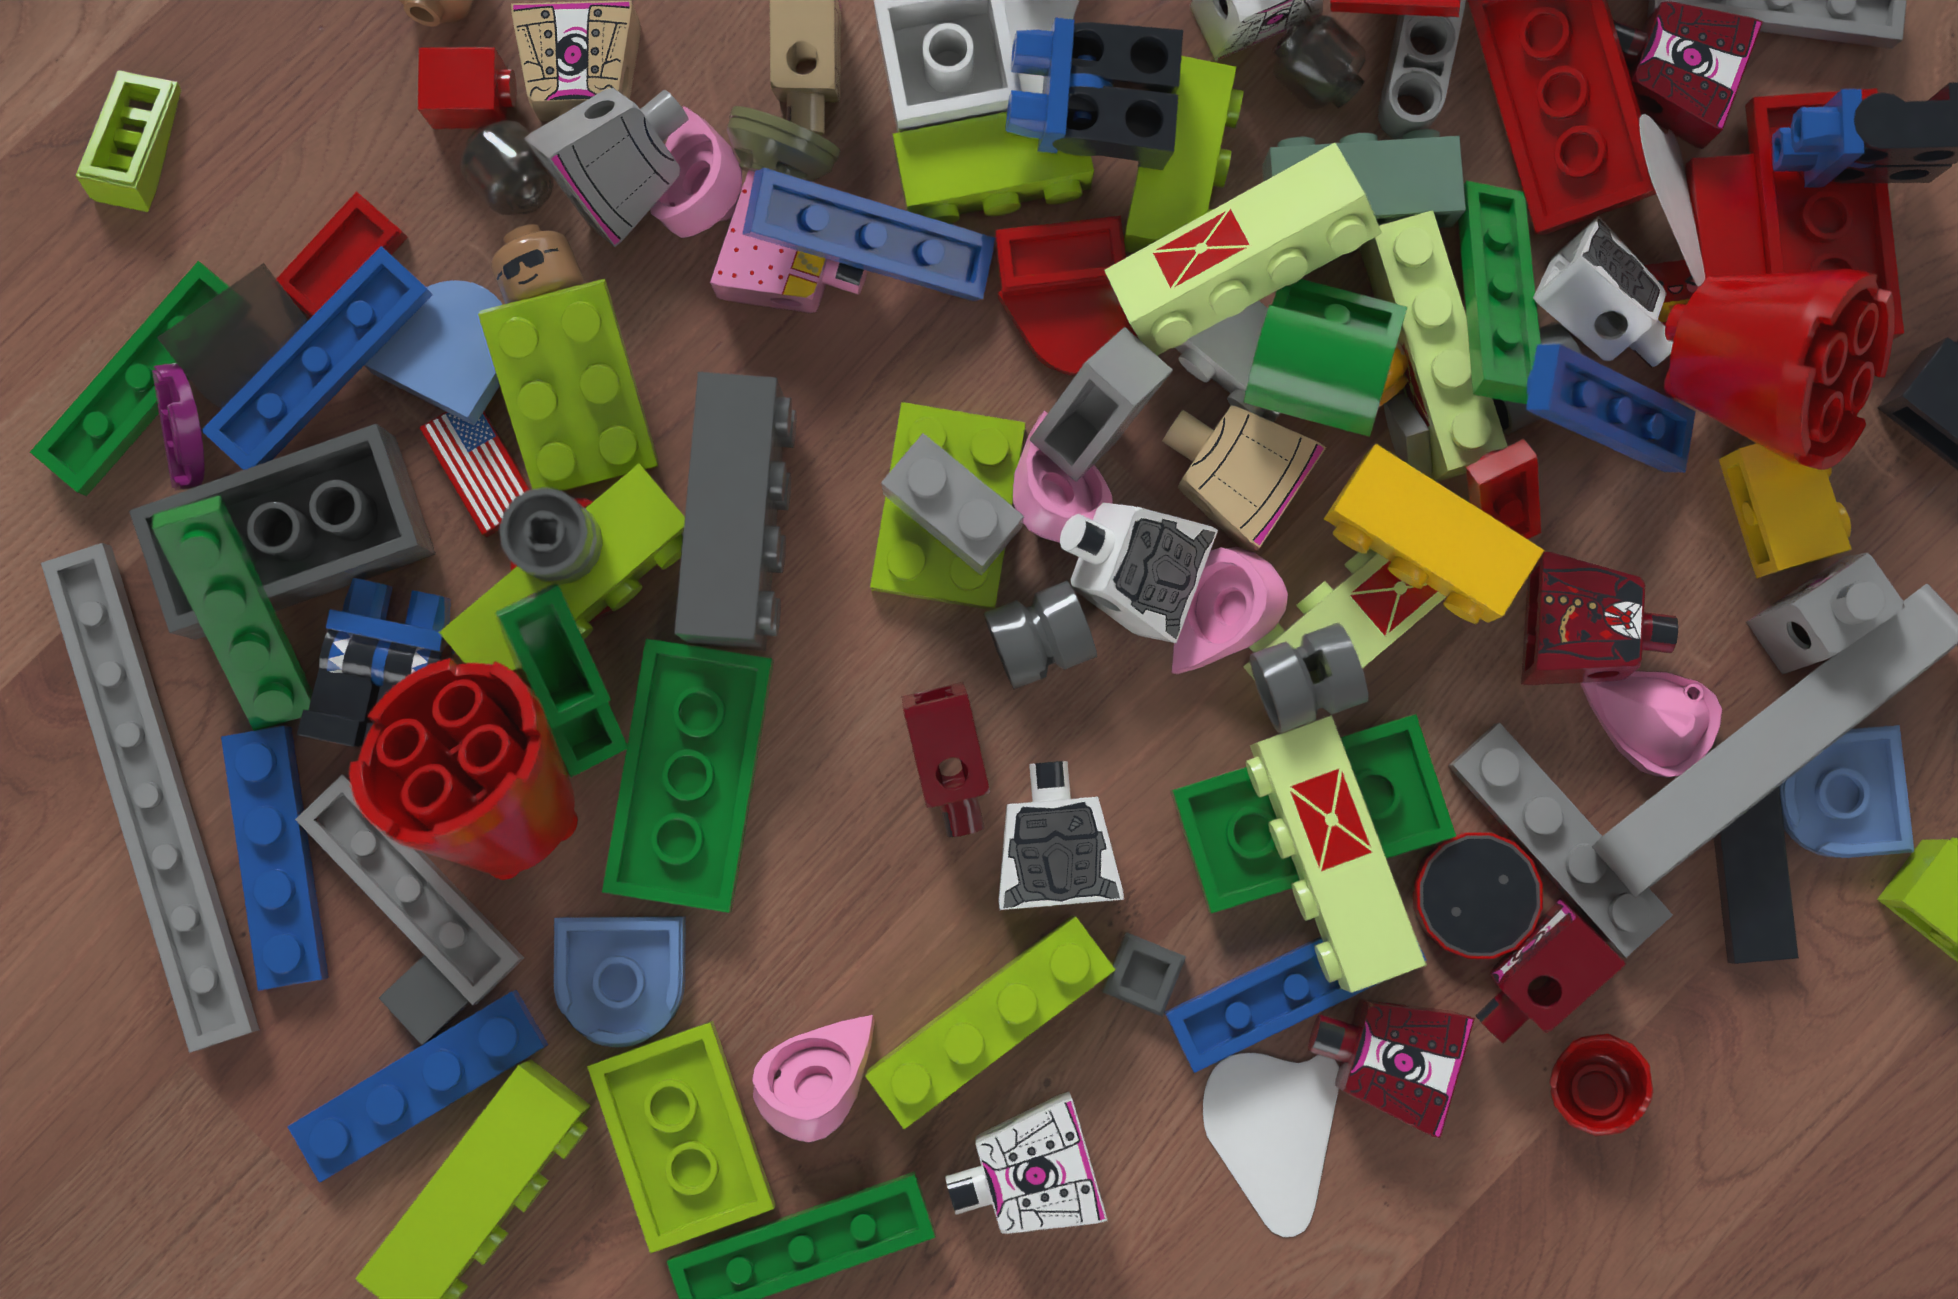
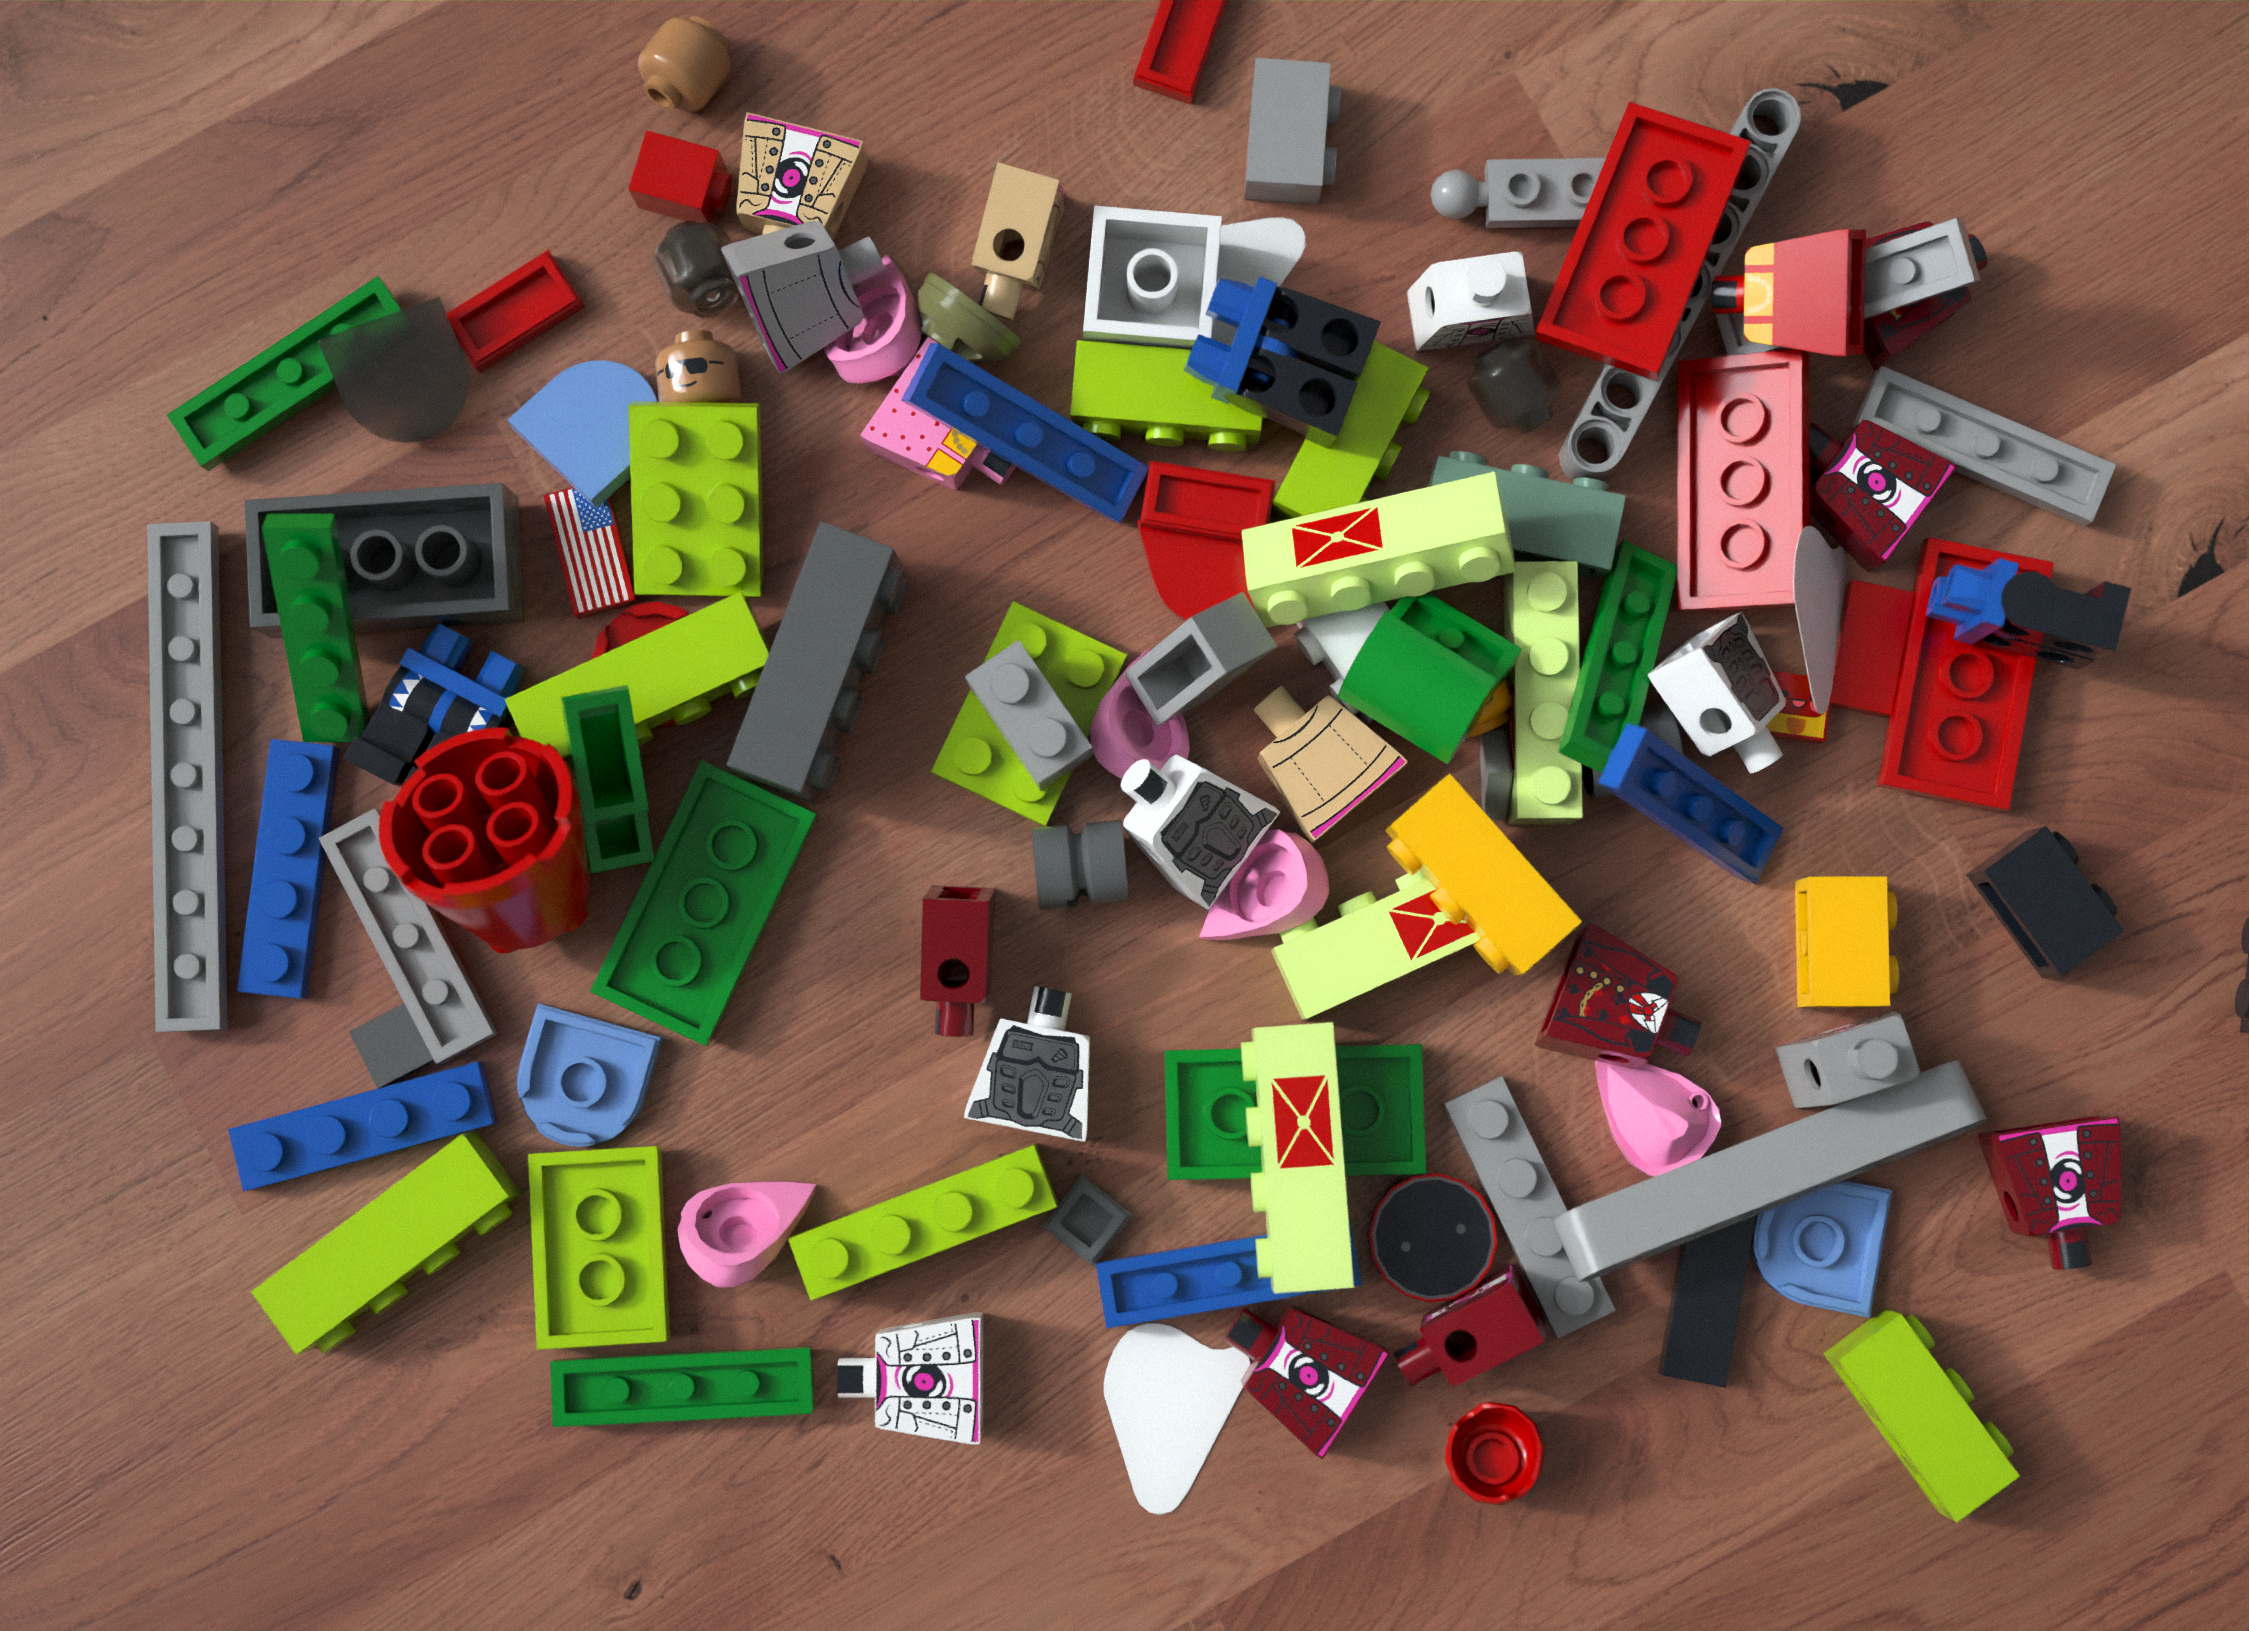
camera: 20 degrees right, 0 degrees up
(121, 178) = (350, 172): lime slope -> none
(179, 427) = (315, 430): magenta tile -> none
(317, 361) = (463, 406): blue plate -> none
(550, 536) = (635, 639): dark grey wheel -> none
(1286, 684) = (1297, 980): dark grey wheel -> none
(1507, 487) = (1568, 855): red plate -> none
(1783, 357) = (1873, 803): red cone -> none

